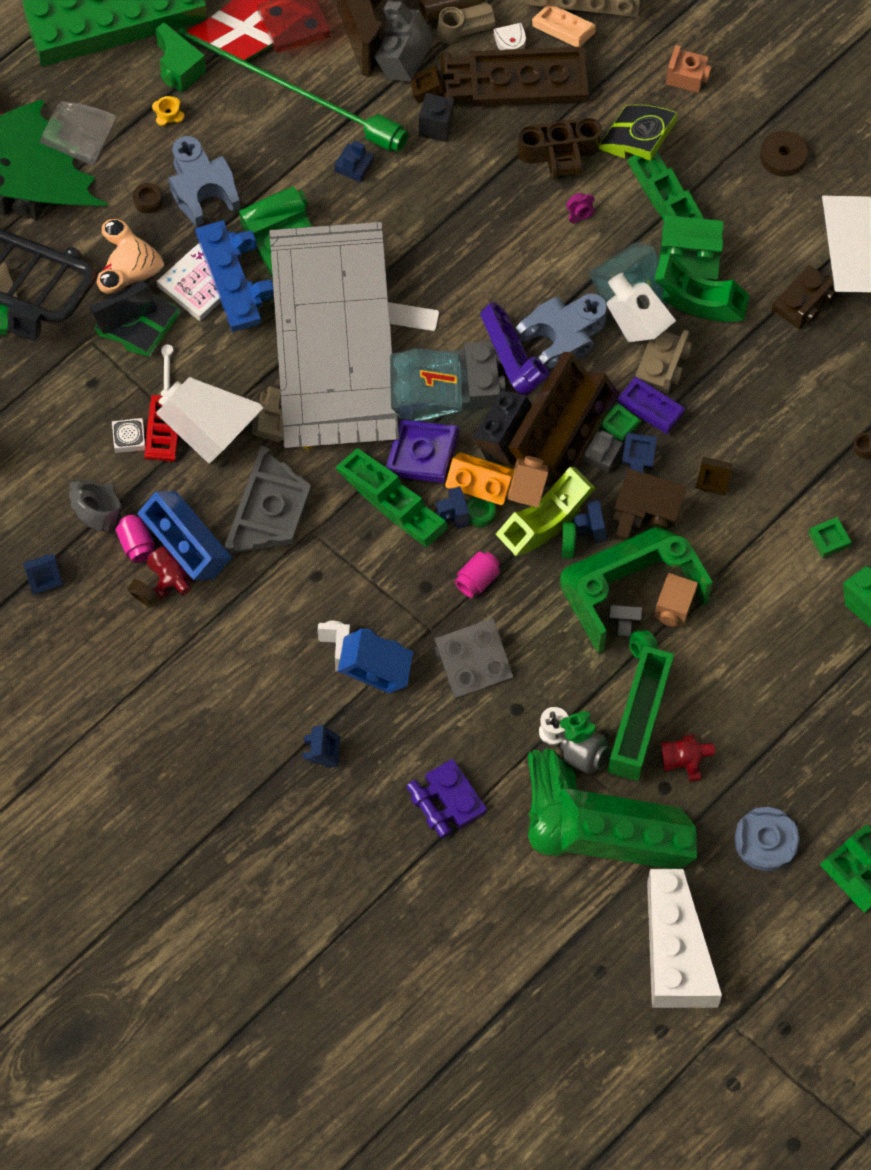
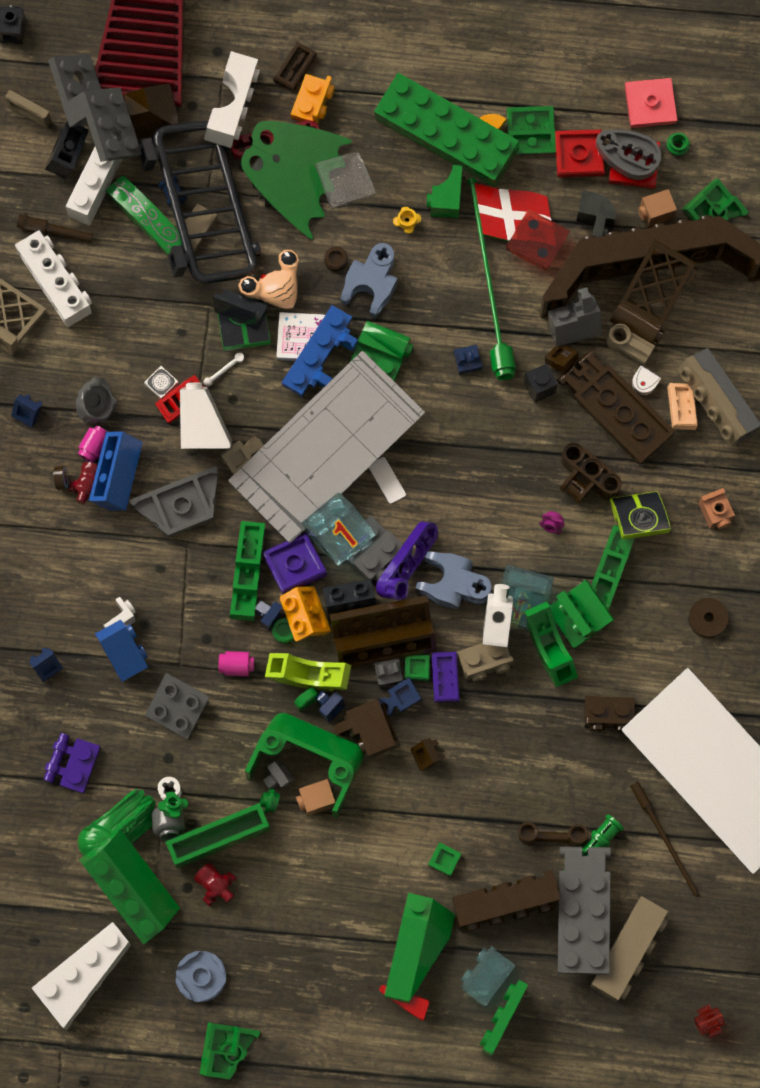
camera: 50 degrees right, 10 degrees up
(528, 481) = (316, 645): medium nougat brick -> none

